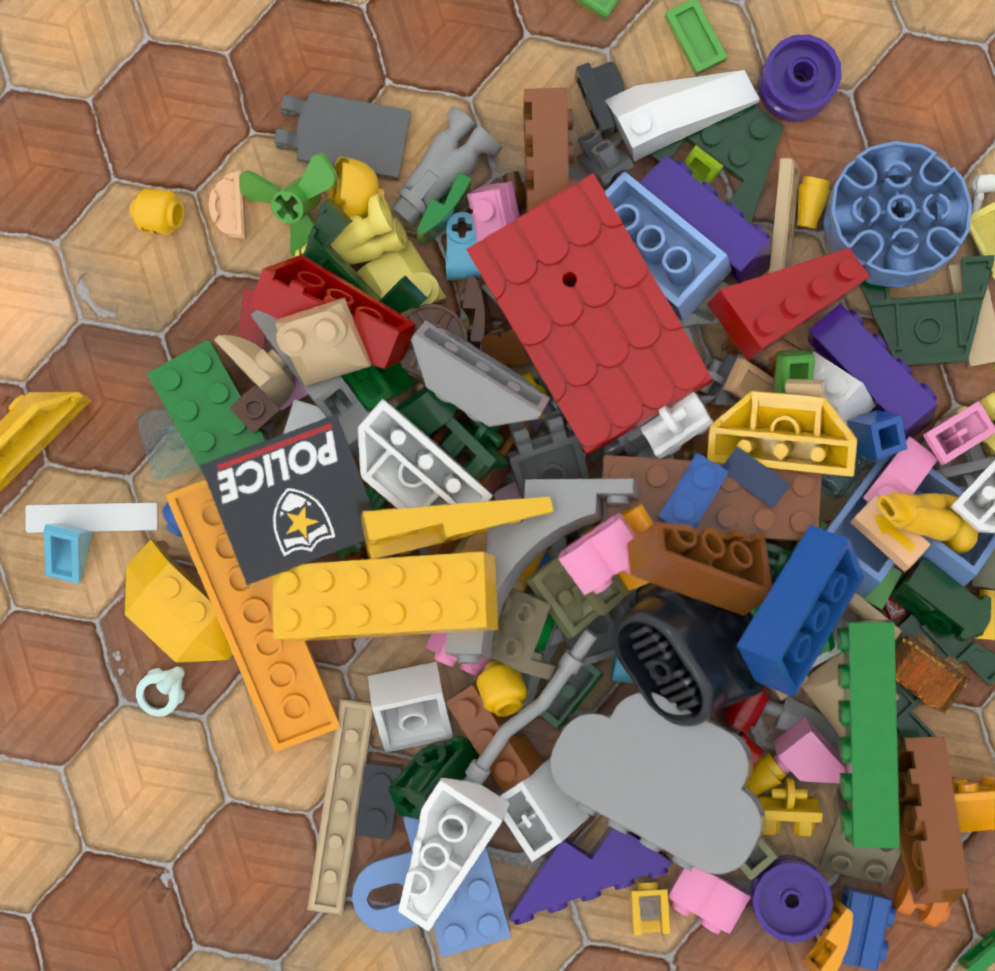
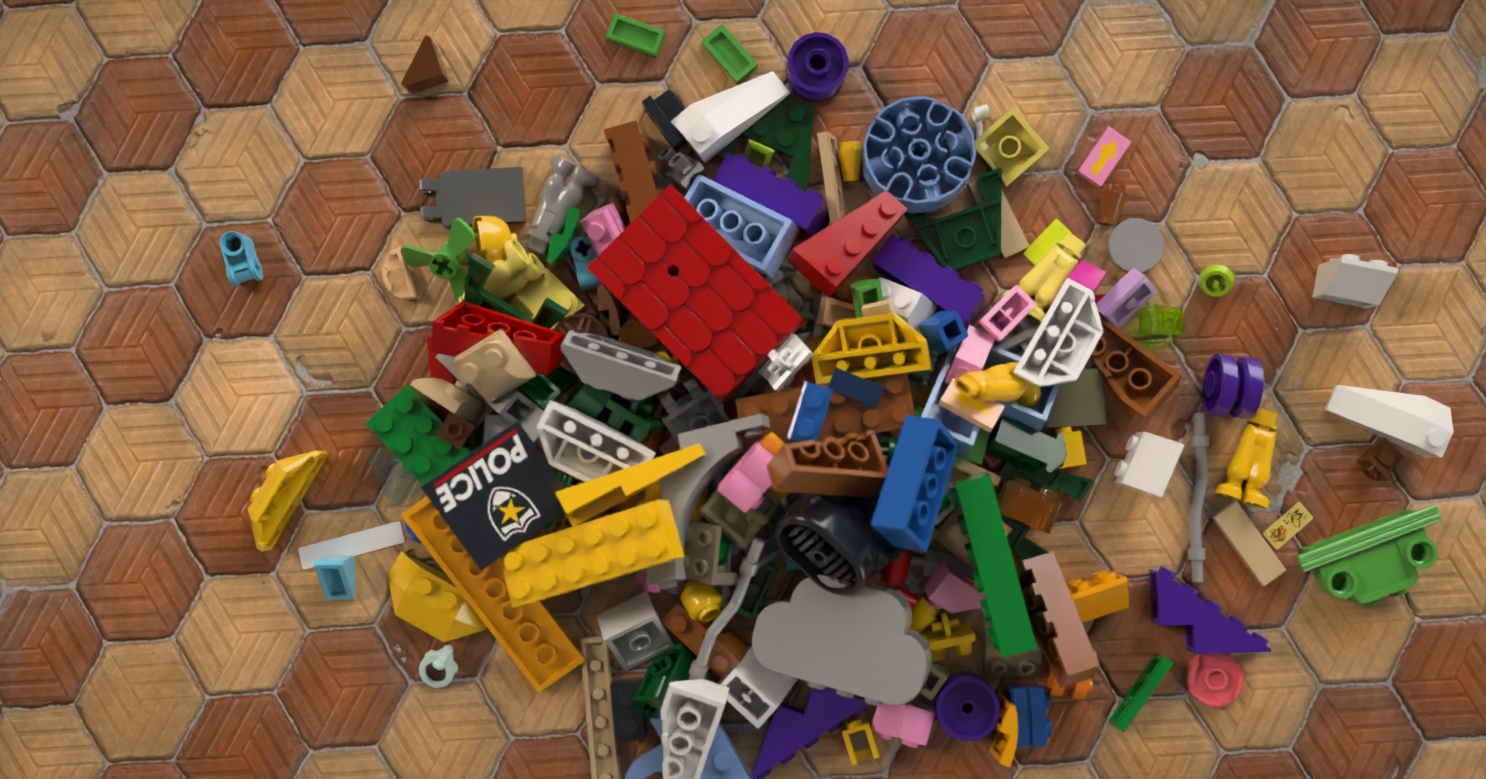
camera: 10 degrees left, 0 degrees up
(46, 144) = (242, 264): none -> medium azure piece
(157, 211) = (343, 294): yellow head -> none

